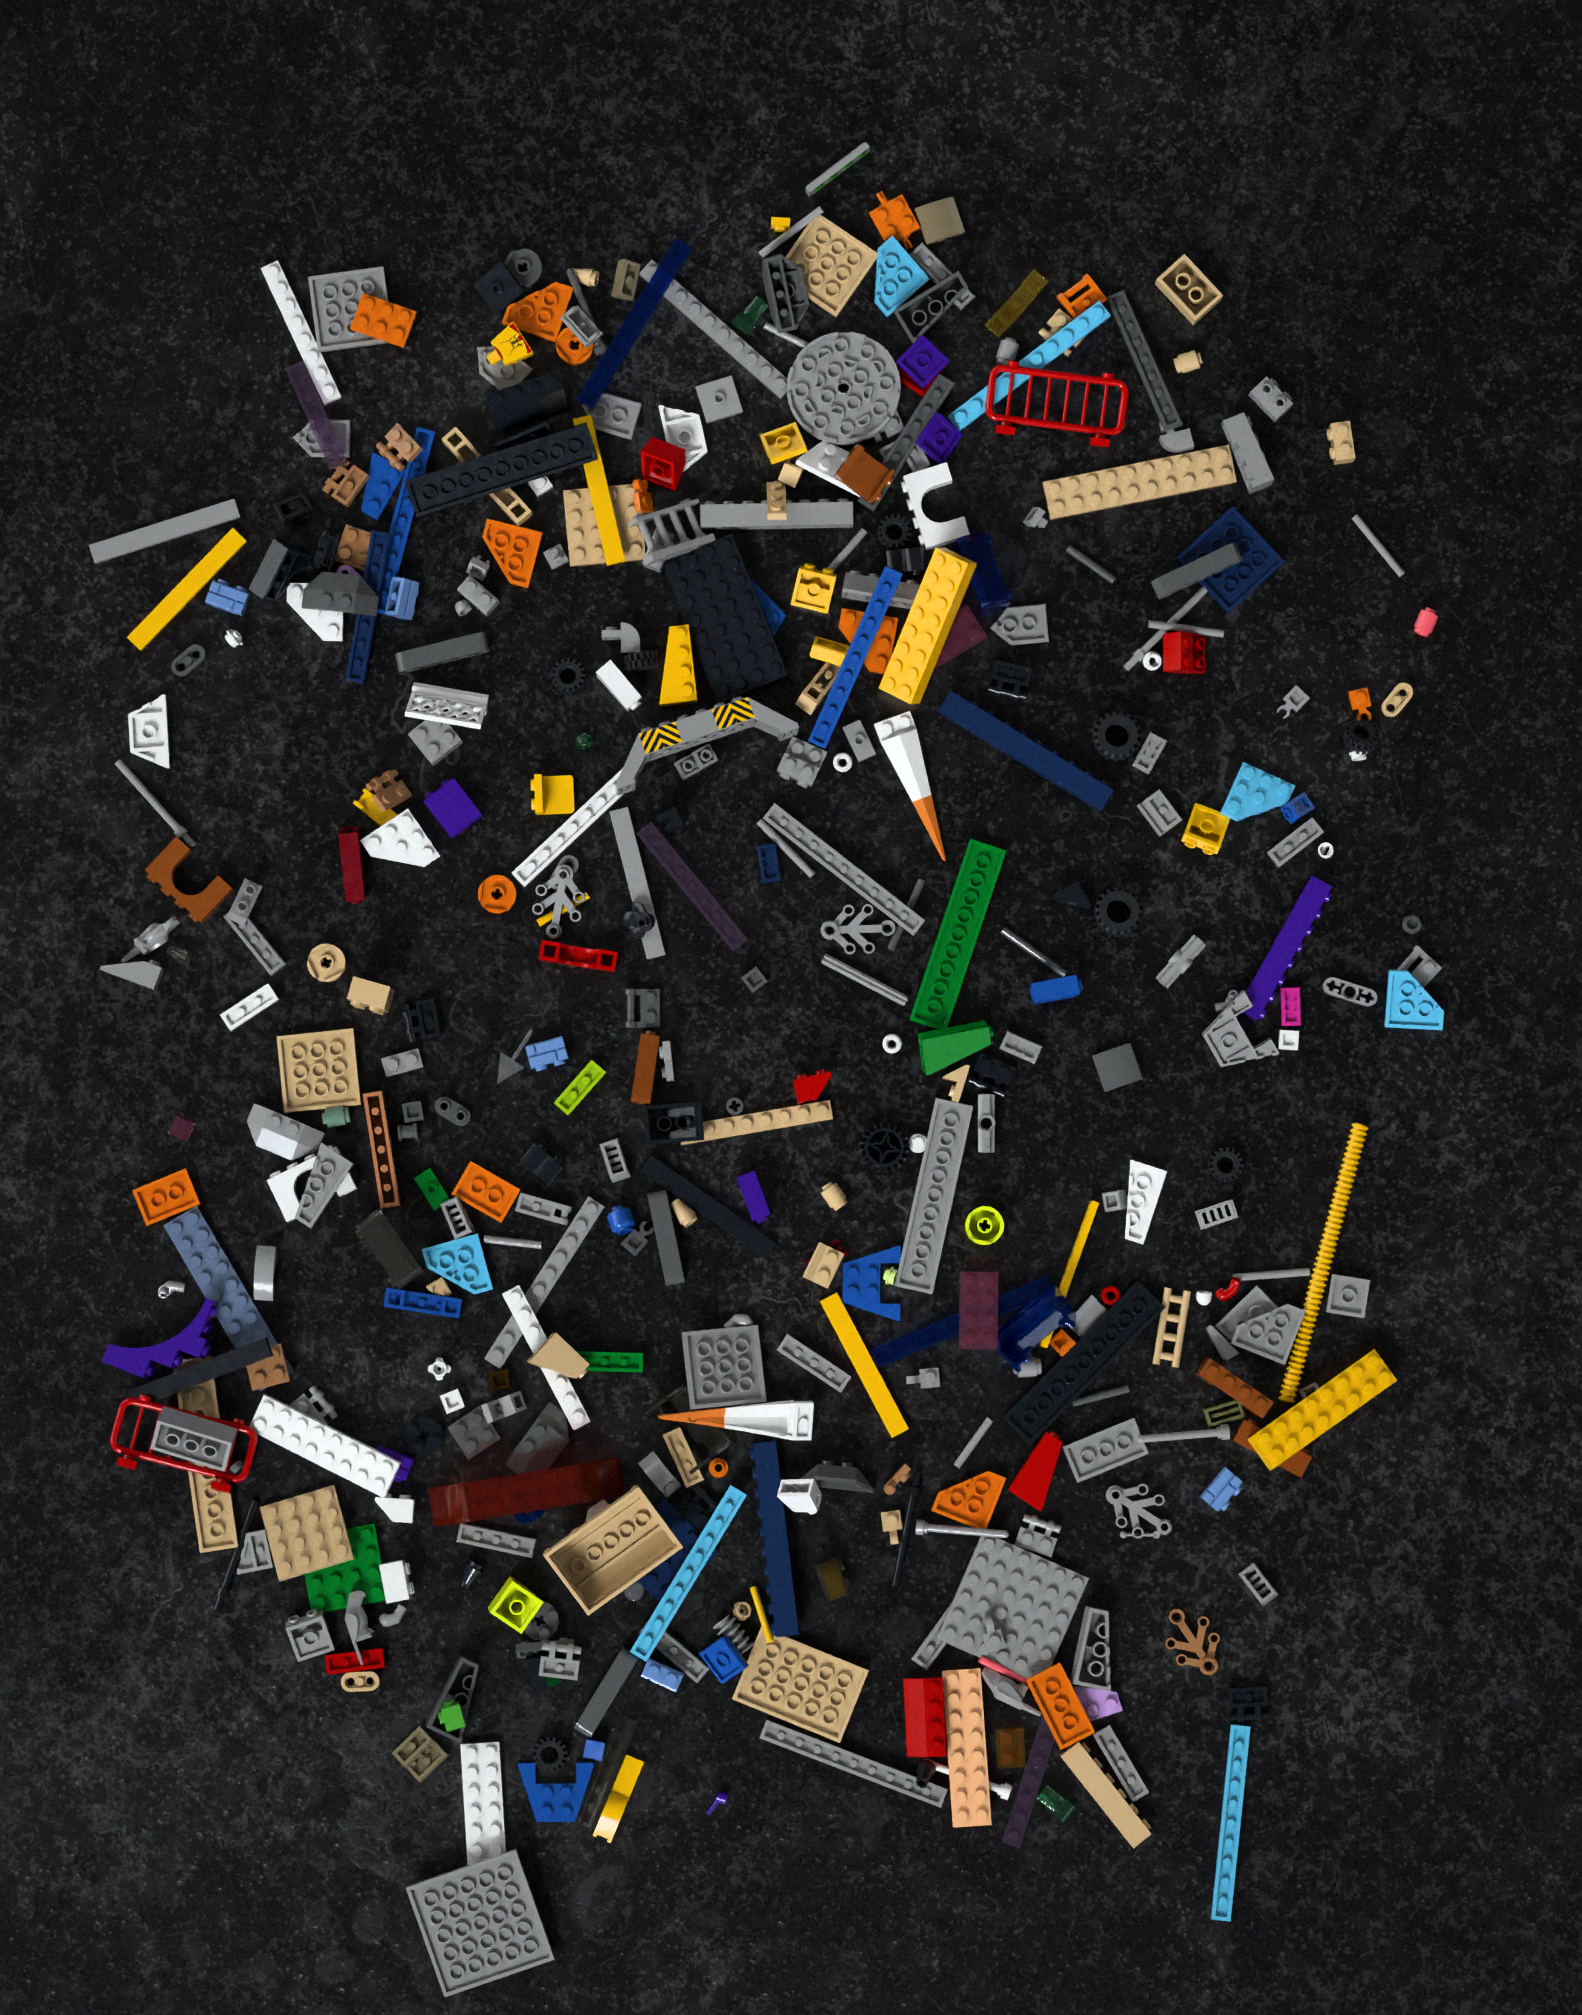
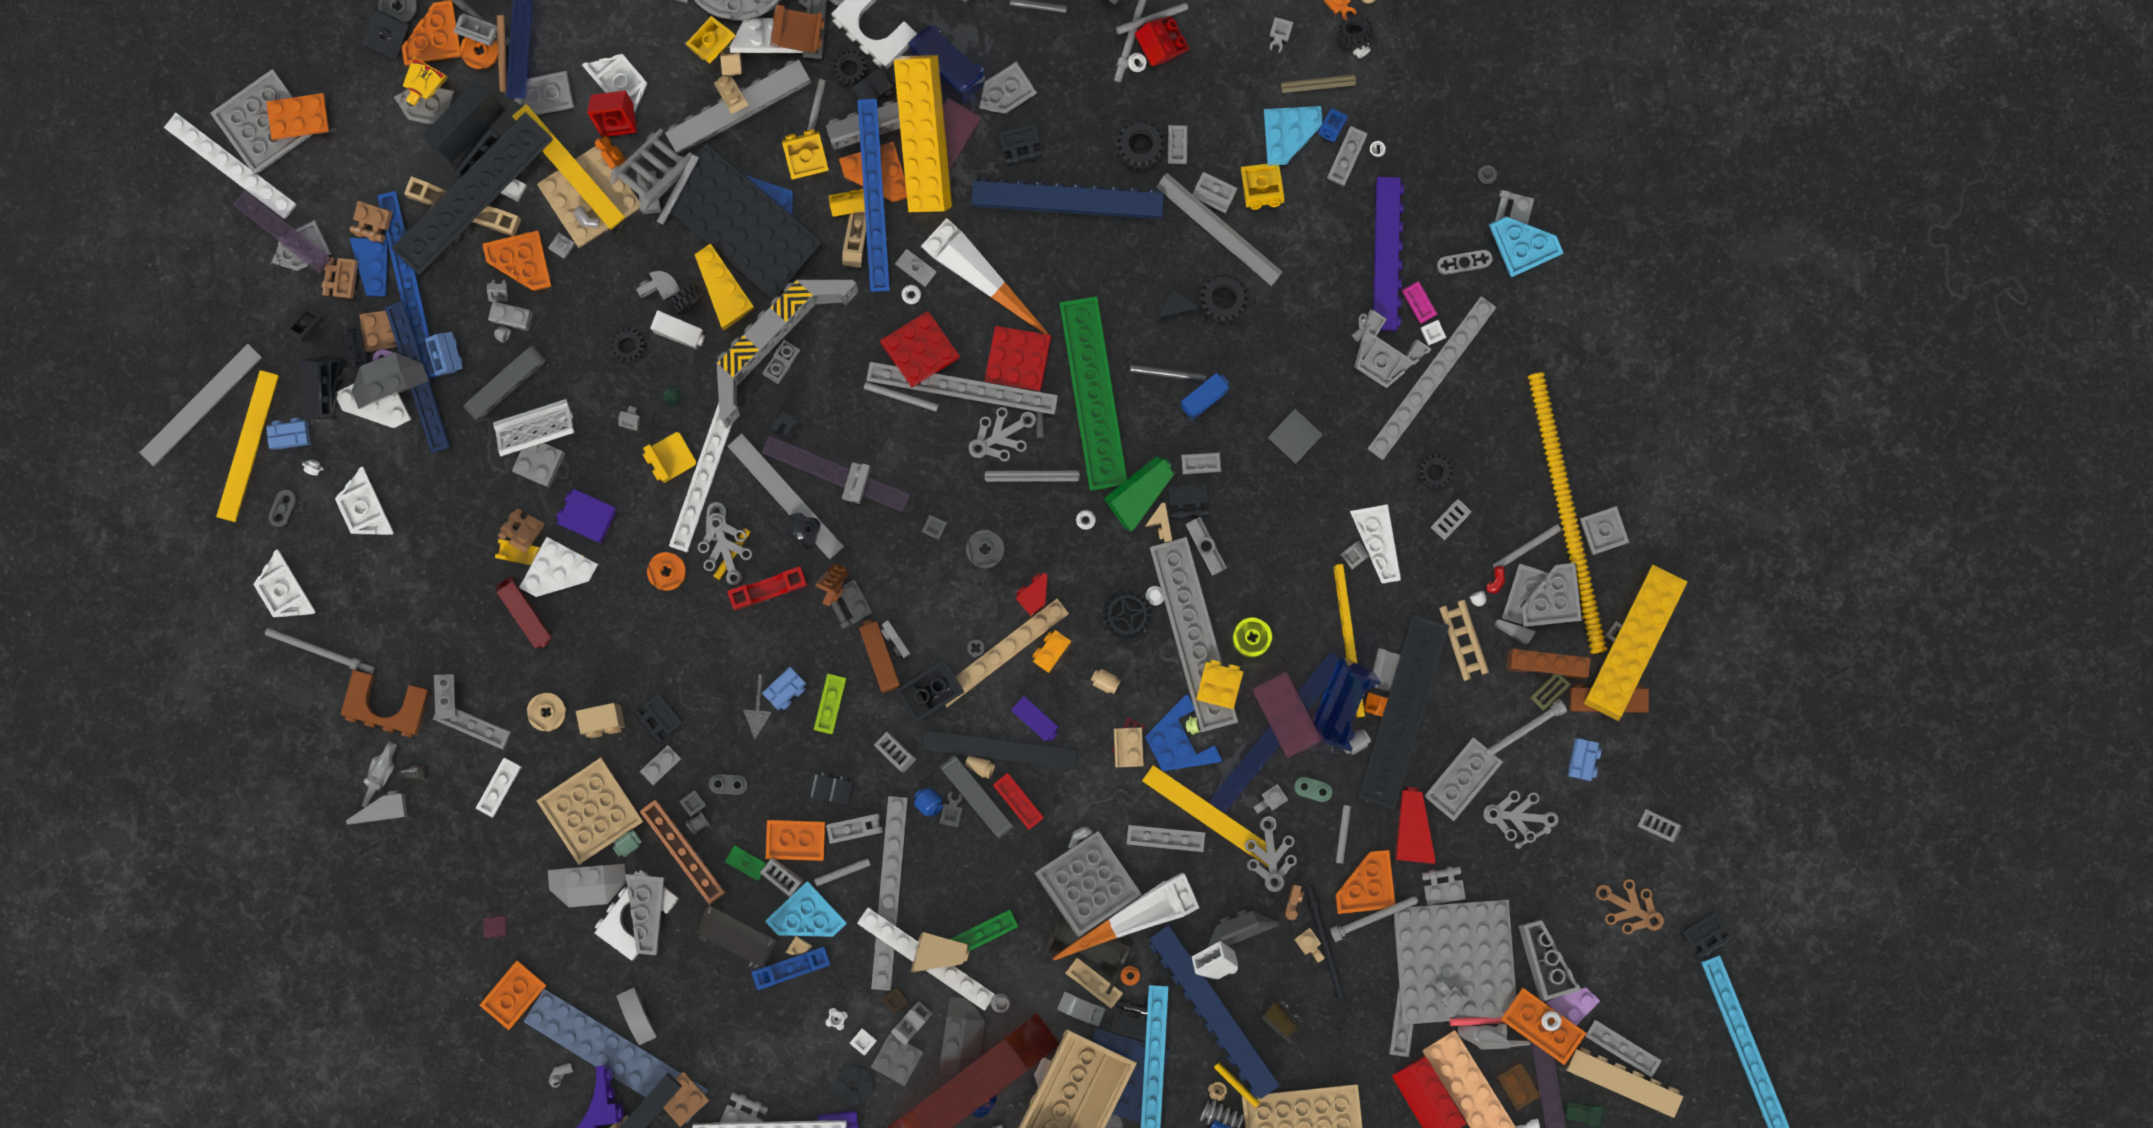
camera: 25 degrees left, 0 degrees up
(259, 696) = (362, 507): none -> white wing
(535, 742) = (629, 419): none -> light grey tile
(587, 543) = (584, 220): none -> light grey arm
(591, 1431) = (1000, 1003): none -> light grey plate
(593, 357) = (501, 53): none -> medium nougat bar
(638, 982) = (832, 583): none -> dark orange bracket
(684, 561) = (678, 188): none -> light grey bar
(700, 1261) = (1018, 801): none -> red plate
(705, 904) = (856, 482): none -> light grey bracket
(719, 399) = (633, 31): light grey plate -> none
(768, 863) = (892, 417): dark blue plate -> none
(798, 1017) = (991, 540): none -> dark grey plate
(800, 1144) = (1052, 651): none -> light orange brick
(801, 762) = (875, 313): light grey plate -> none
(824, 815) = (919, 349): none -> red plate
(898, 1430) = (1271, 856): none -> light grey plant
(907, 869) = (1018, 358): none -> red plate
(933, 1252) = (1219, 684): none -> yellow plate
(967, 1389) = (1313, 789): none -> sand green plate
(1069, 1711) = (1557, 1021): none -> white plate
(1100, 1395) = (1433, 733): dark grey bar -> none
(1110, 1289) = (1400, 635): red plate -> none
(1146, 848) = (1219, 229): none -> light grey tile
(1180, 961) = (1301, 313): light grey piece -> none
(1266, 1079) = (1431, 378): none -> light grey plate
(1303, 764) = (1318, 83): none -> dark tan axle

